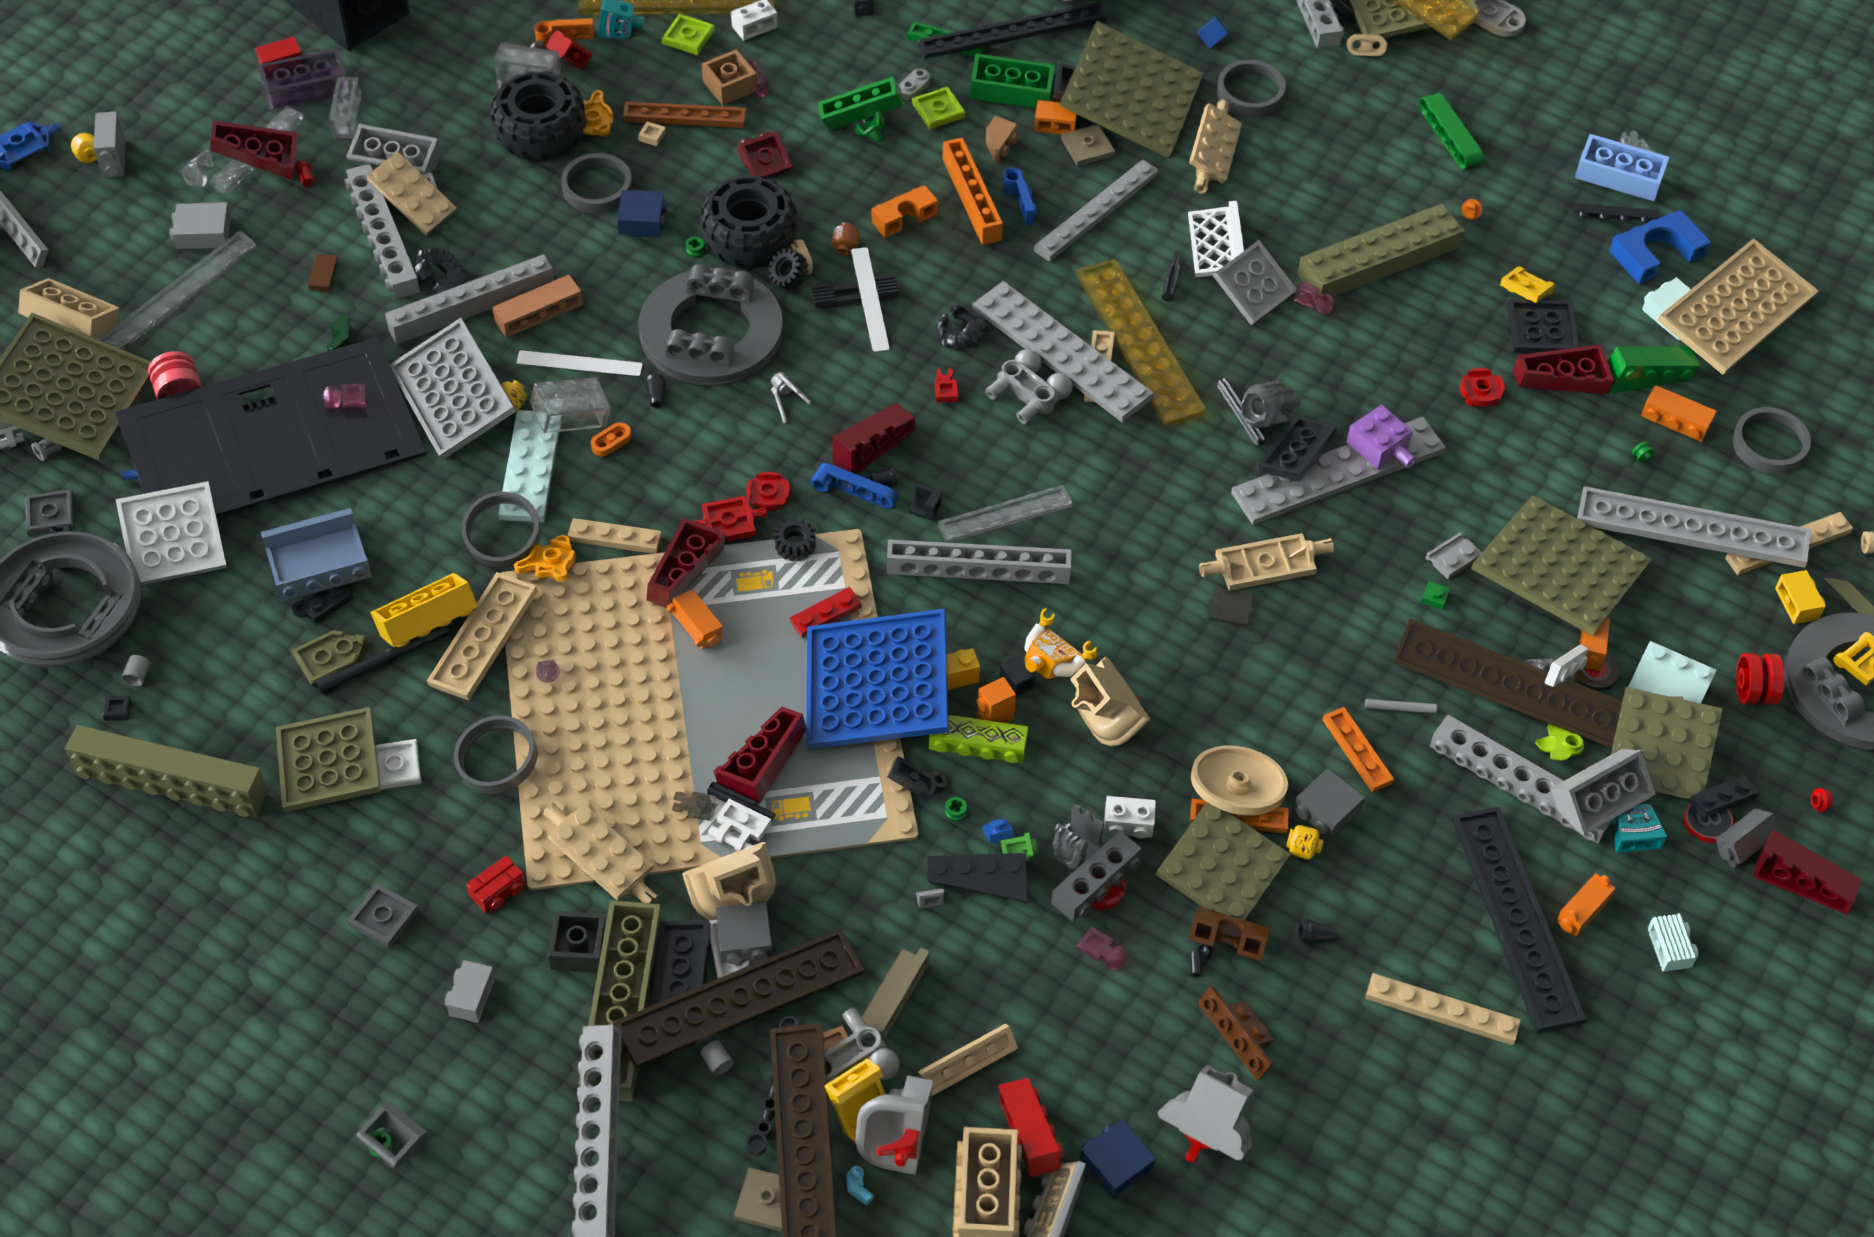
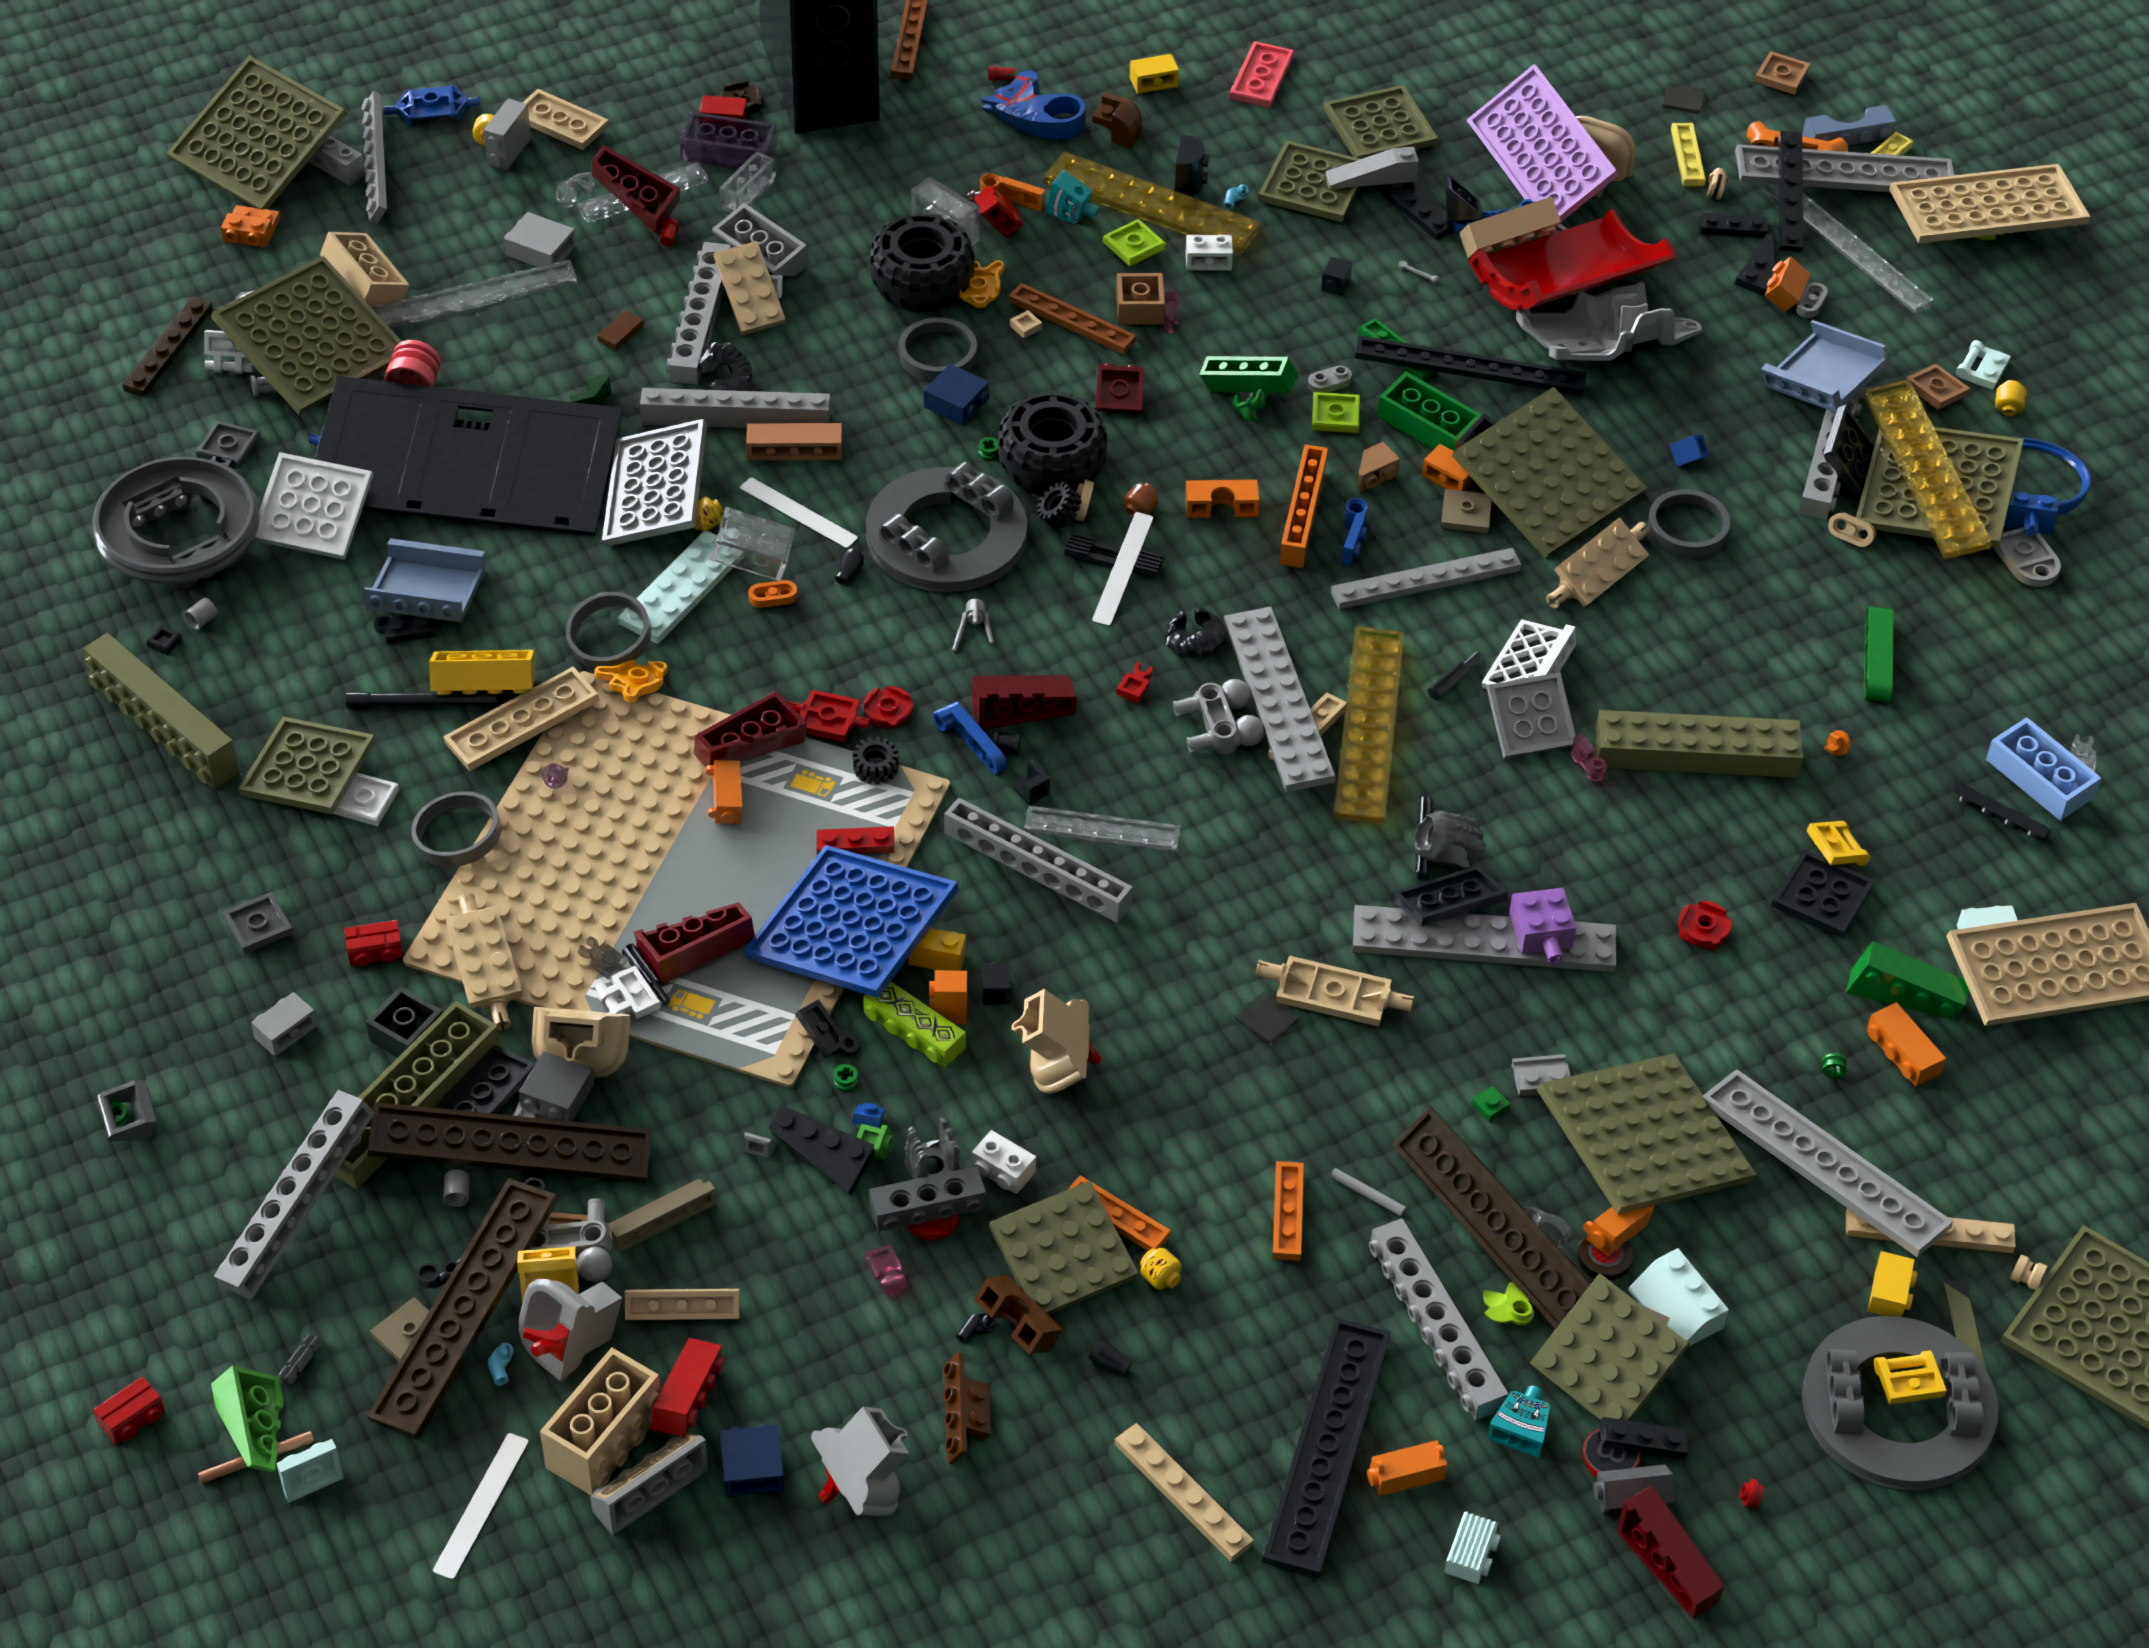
camera: 30 degrees right, 5 degrees down
(147, 114) = (564, 119): none -> tan plate
(280, 32) = (742, 89): none -> dark brown tile
(328, 654) = (377, 674): olive tile -> none
(352, 396) = (556, 451): clear pink plate -> none
(614, 536) = (710, 682): tan plate -> none
(1051, 654) = (1044, 970): torso -> none
(1239, 780) = (1138, 1179): tan dish -> none
(1328, 803) = (1213, 1245): dark grey brick -> none
(1565, 370) = (1807, 944): dark red wedge -> none
(1567, 665) = (1557, 1225): white plate -> none
(1604, 790) = (1504, 1365): light grey slope -> none
(1673, 229) = (2053, 855): blue arch -> none
(1759, 679) = (1769, 1340): red wheel -> none
(1764, 464) = (1987, 1150): dark grey piece -> none

